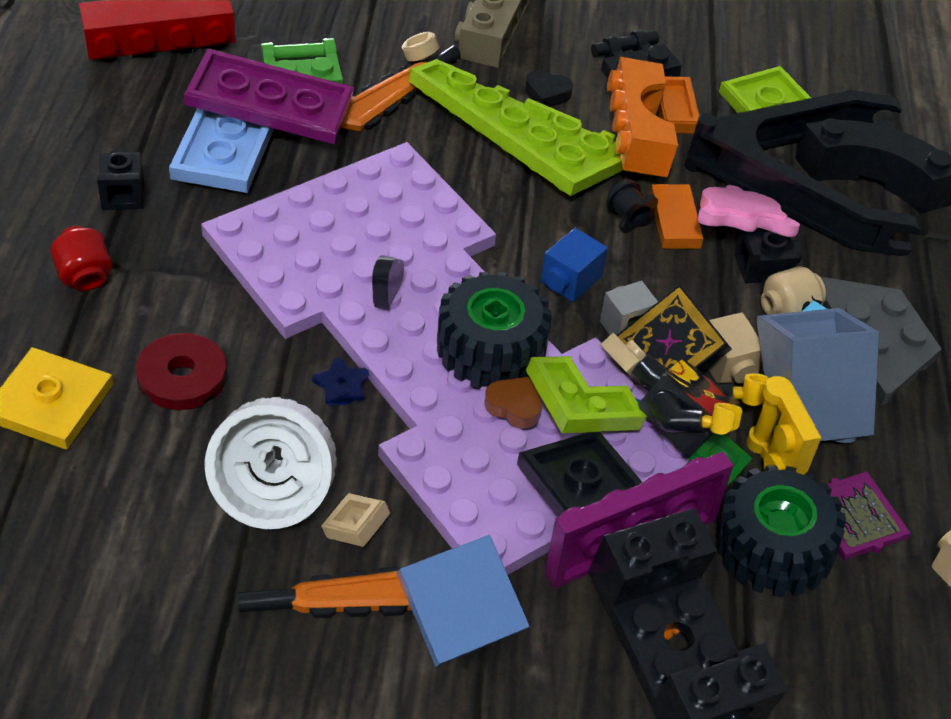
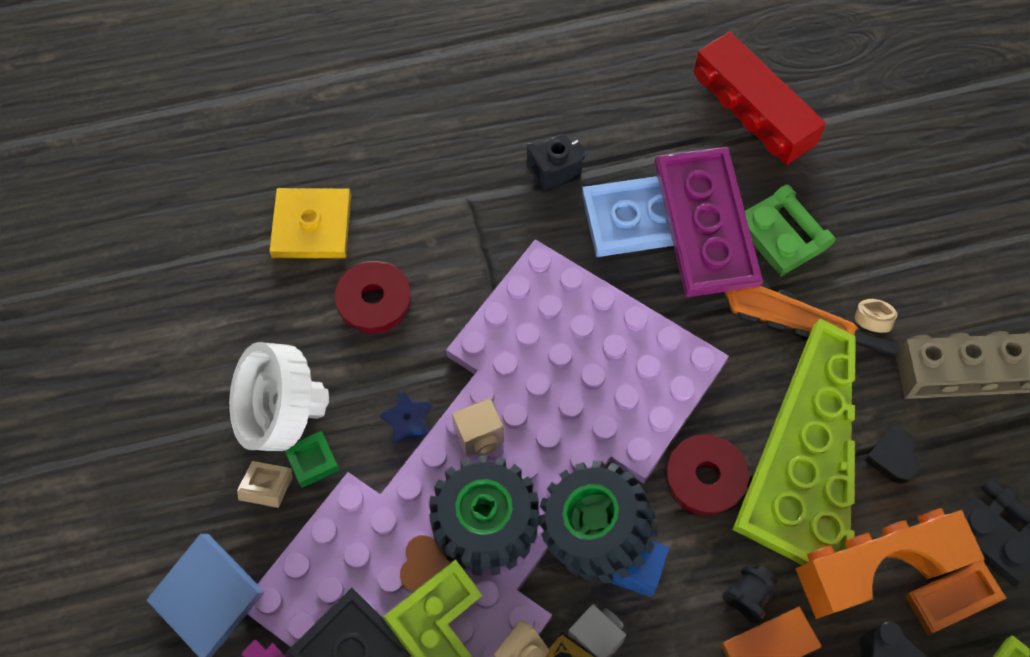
camera: 75 degrees right, 15 degrees up
(81, 258) = (450, 176): red head -> none
(323, 596) = (199, 510): orange sword -> none
(352, 472) = (312, 459): none -> green plate
(386, 280) = (517, 405): black tile -> none
(399, 312) = (478, 428): none -> tan plate
(514, 183) = (712, 453): none -> dark red tile
(543, 244) = (598, 521): none -> black wheel

